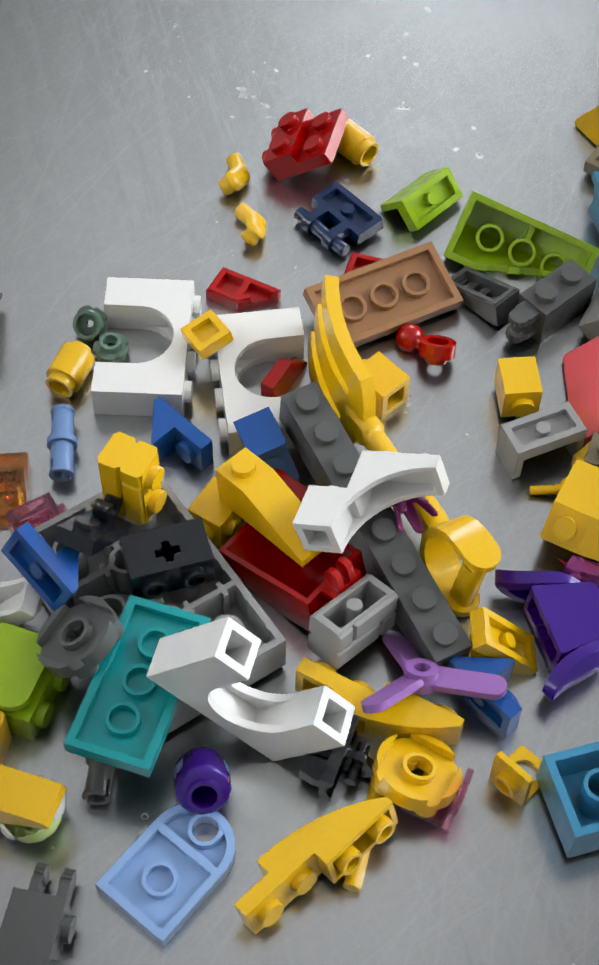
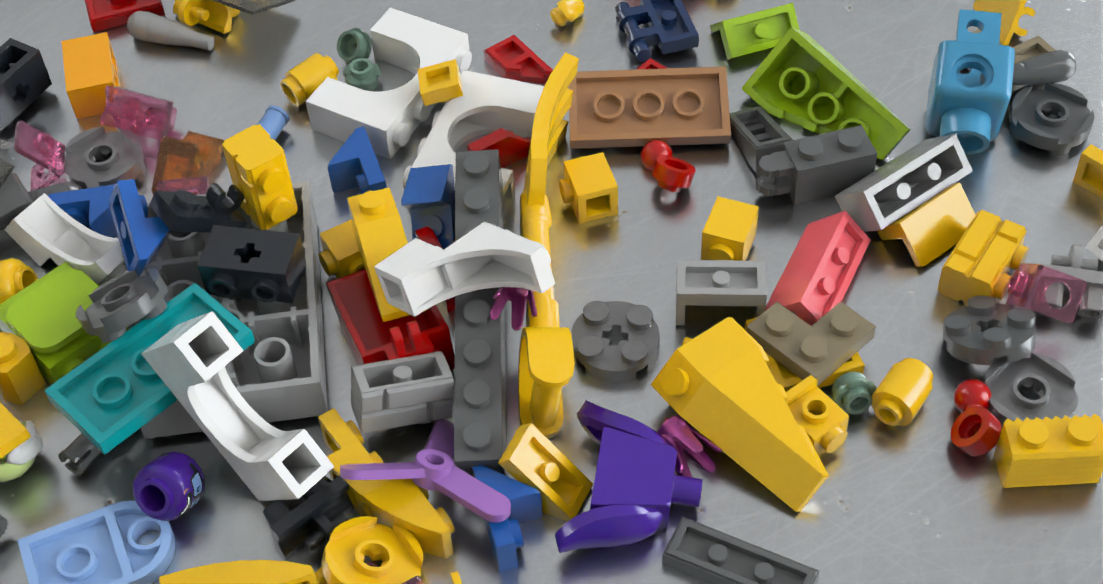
camera: 30 degrees right, 5 degrees down
(484, 491) = (620, 319): none -> flat silver plate

